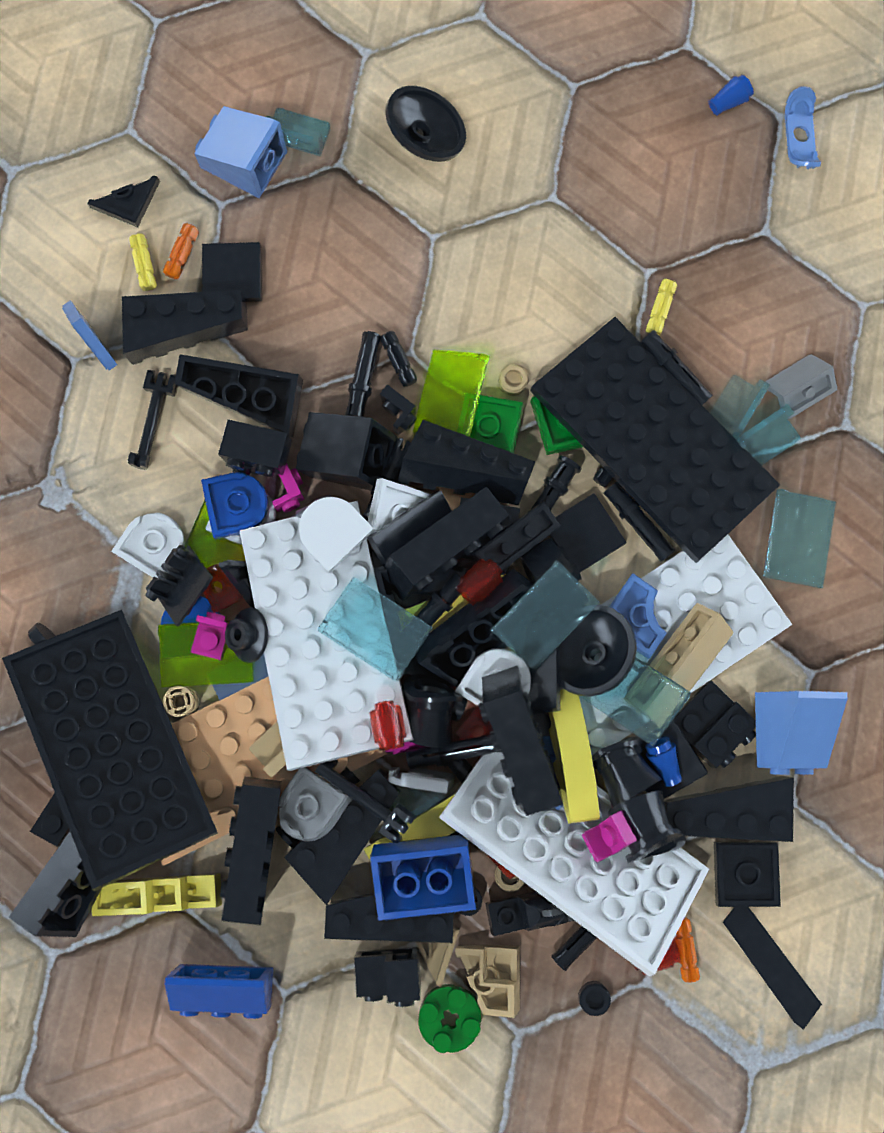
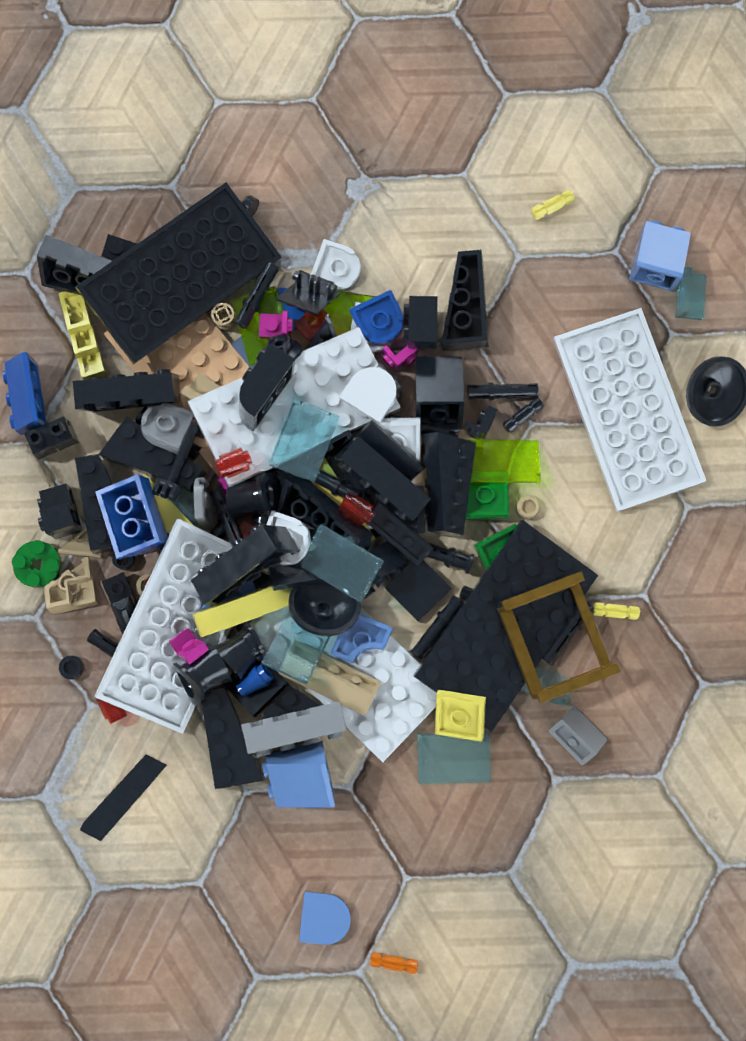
camera: 80 degrees right, 0 degrees up
(88, 335) = (484, 176): medium blue tile -> none
(128, 202) = (598, 181): black tile -> none
(158, 391) = (456, 242): black hinge -> none
(175, 660) = (252, 303): none -> black pin
(179, 320) = (509, 238): black wedge -> none
(180, 251) = (568, 230): orange axle -> none
(233, 268) = (561, 273): black tile -> none
(286, 965) = (50, 436): none -> black hips
(292, 663) = (264, 384): none -> black brick
(421, 233) = (629, 410): none -> white plate
(687, 952) = (120, 728): orange axle -> none
(740, 724) = (293, 728): none -> light grey wedge
(745, 367) = (522, 655): none -> pearl gold piece
(747, 874) = (185, 764): black tile -> none
(756, 516) = (460, 715): none -> light yellow tile
(770, 436) = (529, 717): clear light blue panel -> none

